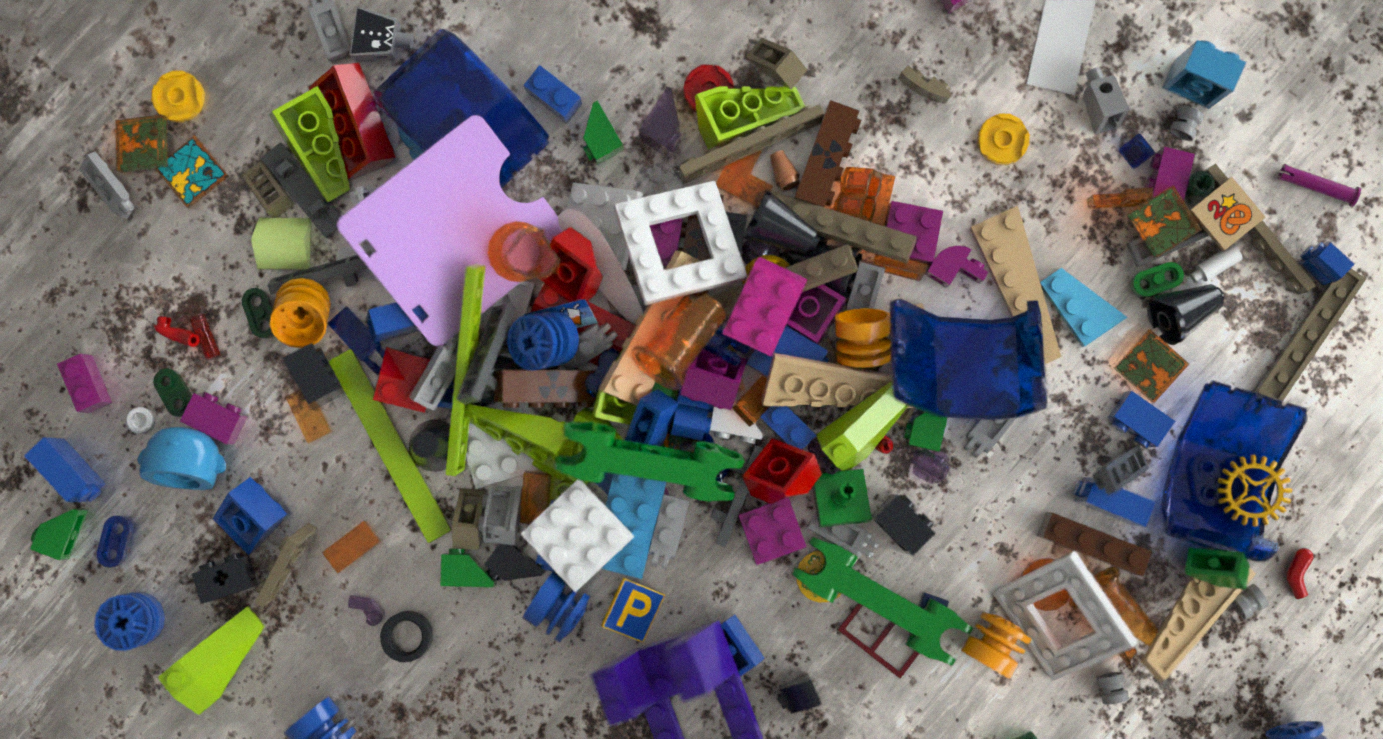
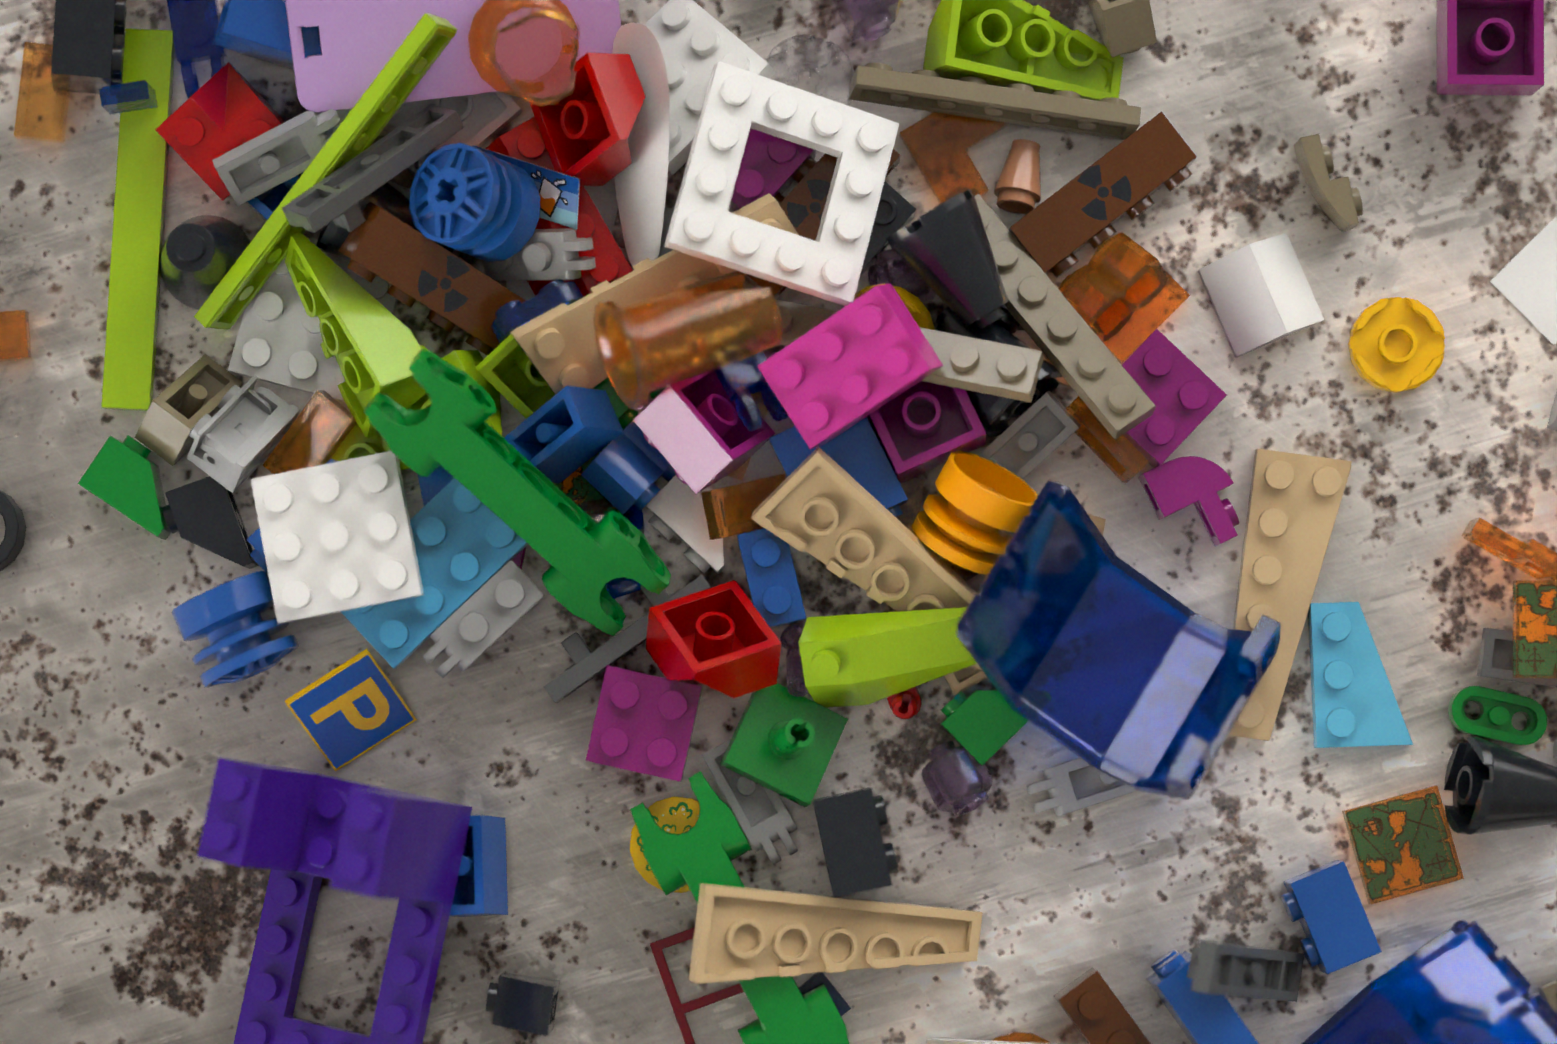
camera: 25 degrees right, 0 degrees up
(350, 392) = (128, 97): none -> tile
(901, 586) = (785, 934): none -> tan wing
(927, 155) = (1260, 294): none -> white slope

